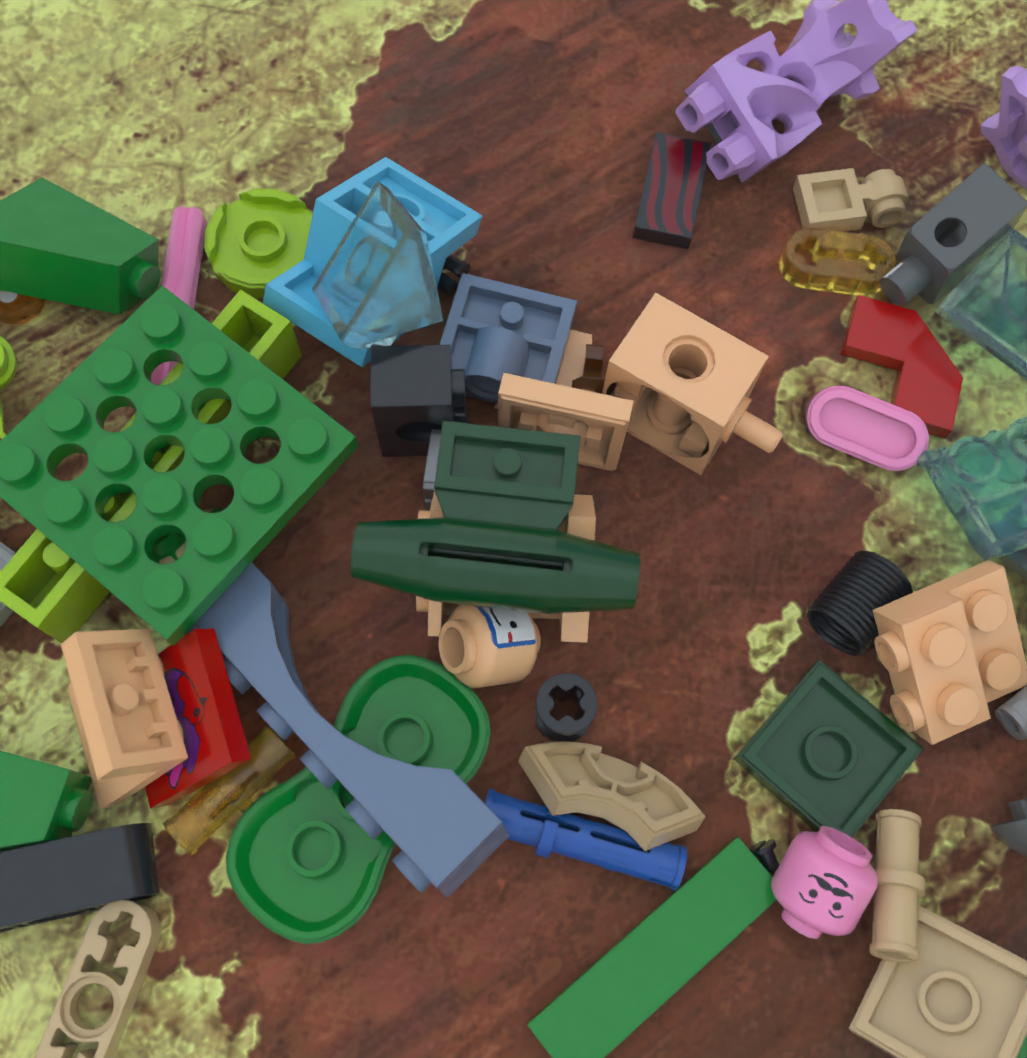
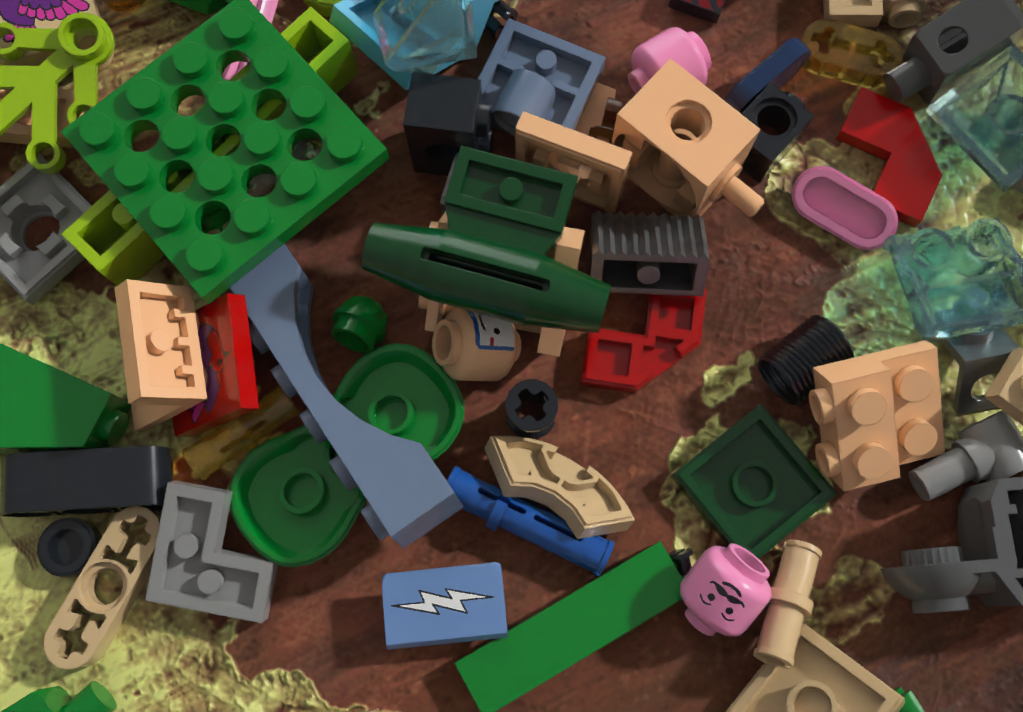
camera: 15 degrees right, 5 degrees up
(38, 964) = (67, 546): none -> black tile
(196, 963) = (194, 569): none -> light grey plate
(350, 640) = (359, 324): none -> green plate
(504, 958) = (444, 605): none -> medium blue slope
(635, 288) = (674, 43): none -> bright pink head
(666, 509) = (649, 253): none -> flat silver brick
(669, 632) = (634, 360): none -> red tile
(758, 296) = (776, 68): none -> dark blue tile
(788, 340) = (783, 113): none -> black brick

